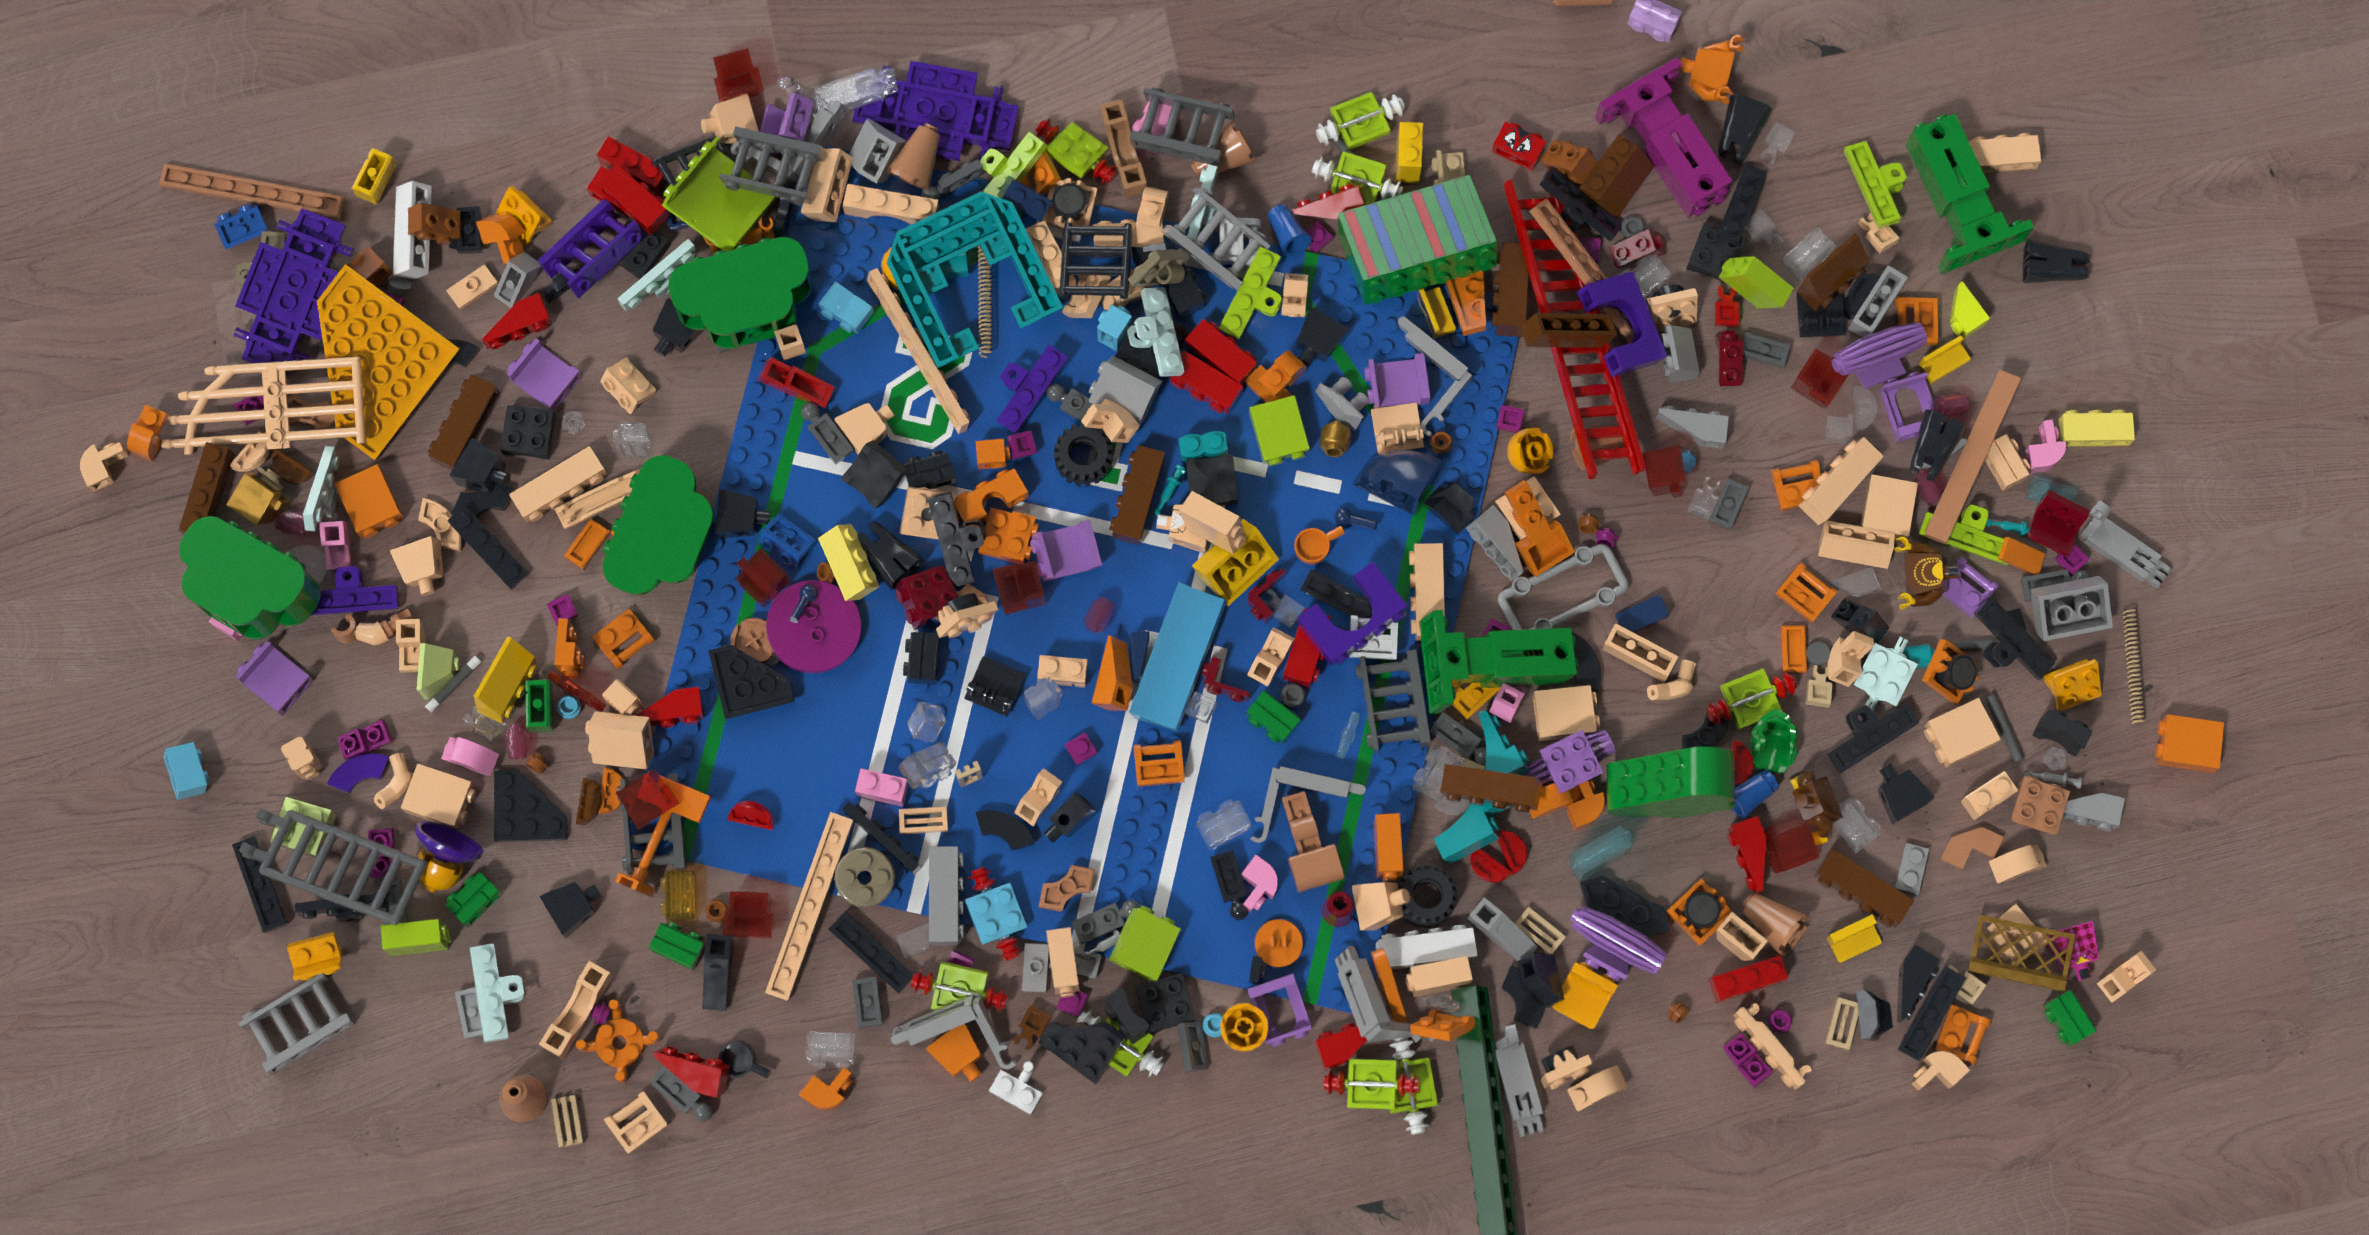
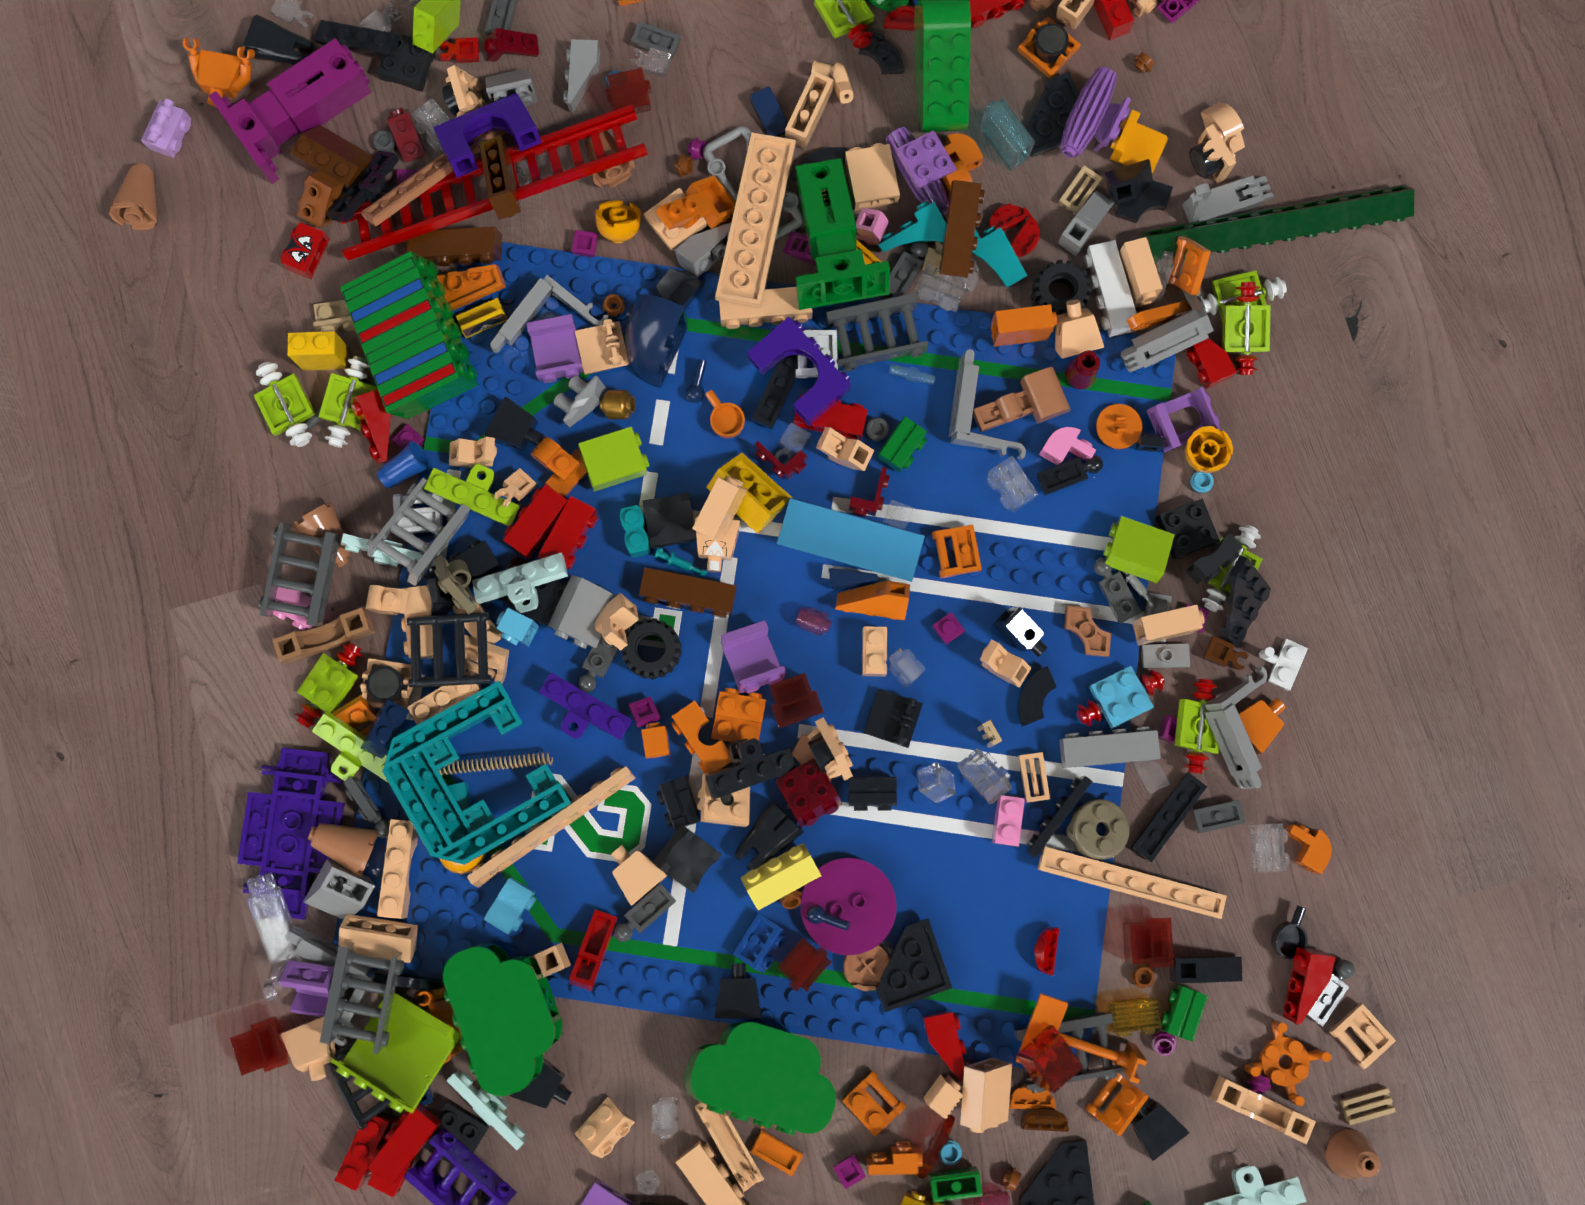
camera: 95 degrees left, 5 degrees up
(592, 873) = (1123, 1106): none -> orange plate
(645, 921) = (1164, 1049): none -> magenta plate
(1192, 1046) = (1227, 499): dark grey plate -> none
(1258, 336) = (516, 486): none -> light nougat plate
(1519, 586) = (755, 220): none -> light nougat plate

